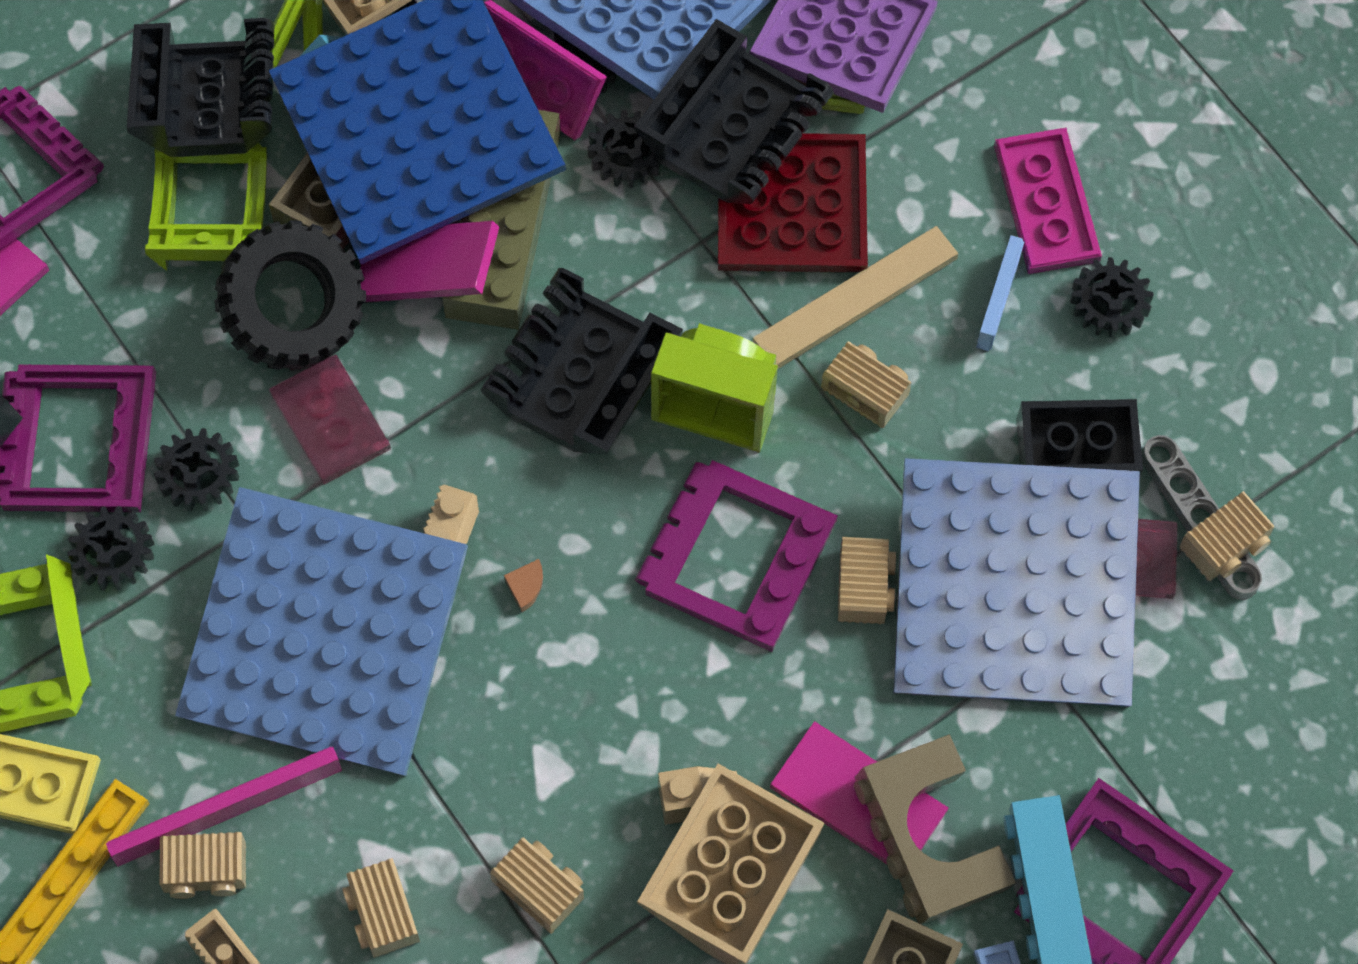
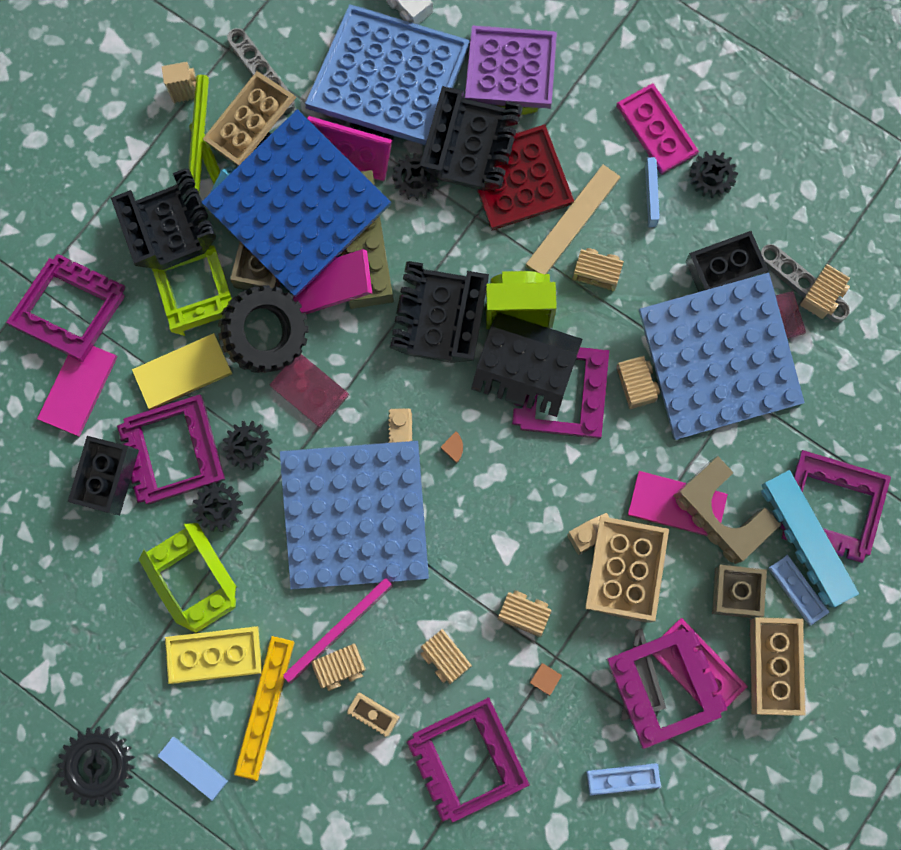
camera: 15 degrees left, 10 degrees up
(140, 324) = (182, 371): none -> light yellow tile
(691, 487) = (527, 362): none -> black slope

